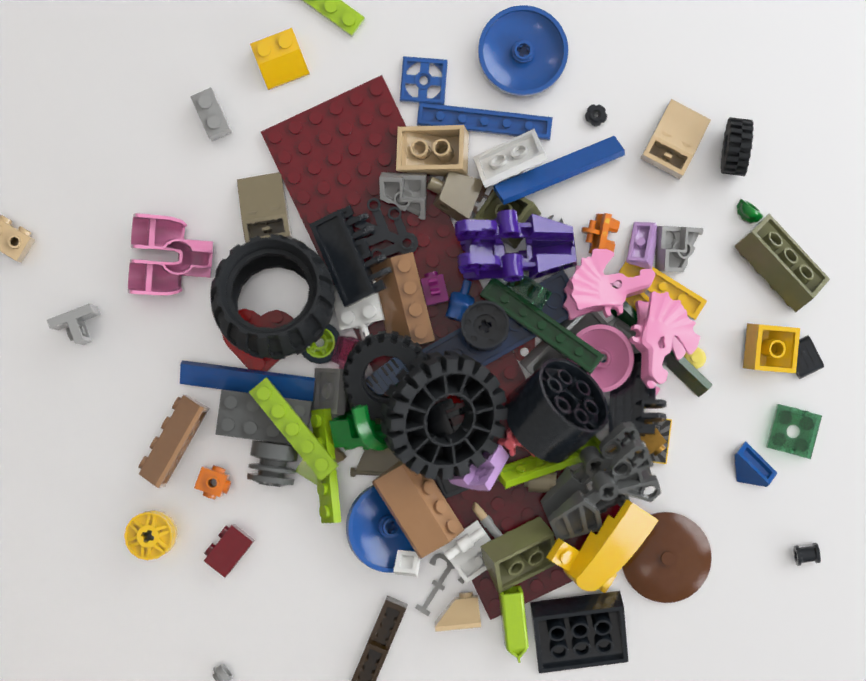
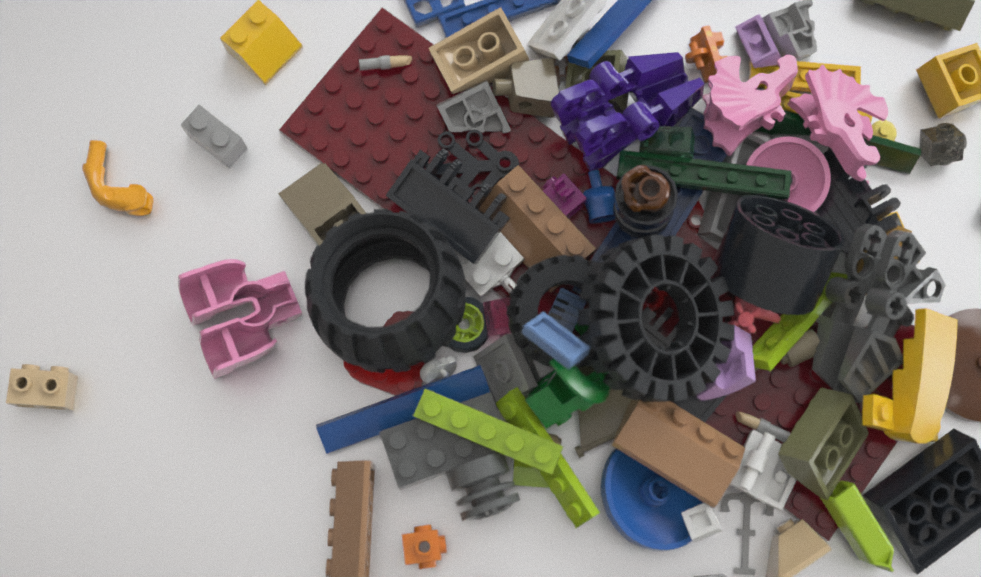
camera: 30 degrees left, 10 degrees down
(75, 322) = (165, 442): light grey bracket -> none
(129, 131) = (130, 199): none -> light orange piece
(285, 365) = (438, 368): none -> white piece
(360, 121) = (384, 62): none -> light grey piece
(364, 396) = (555, 340): none -> medium blue tile
(483, 322) = (645, 189): none -> reddish brown head
(731, 389) = (942, 144): none -> clear smoke brick

